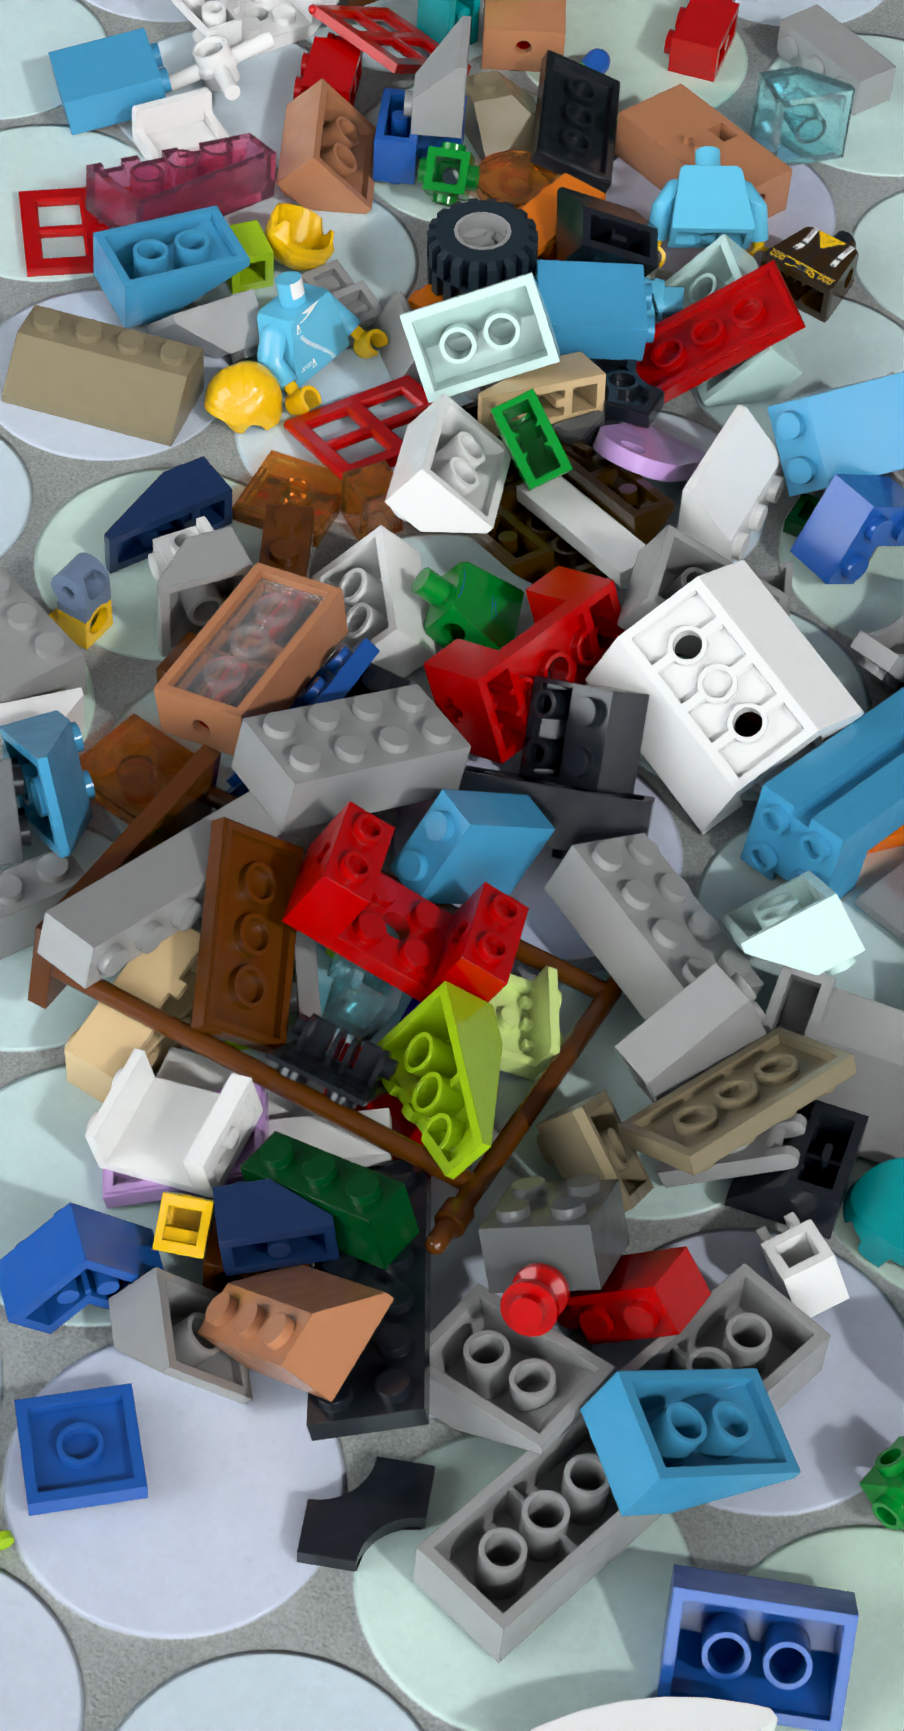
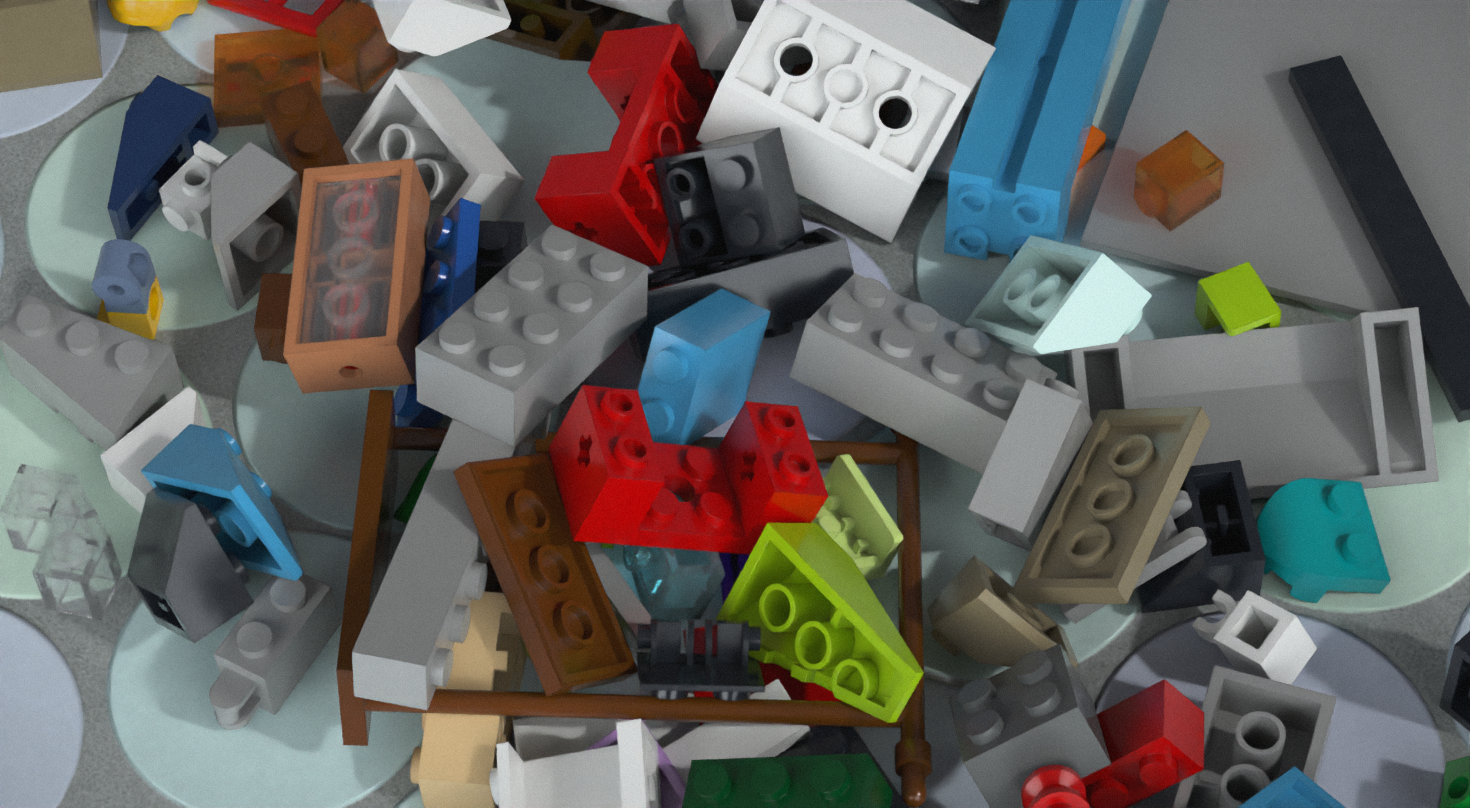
camera: 20 degrees left, 5 degrees up
(132, 766) = (299, 443): clear orange plate -> none
(469, 606) = (534, 117): green torso -> none

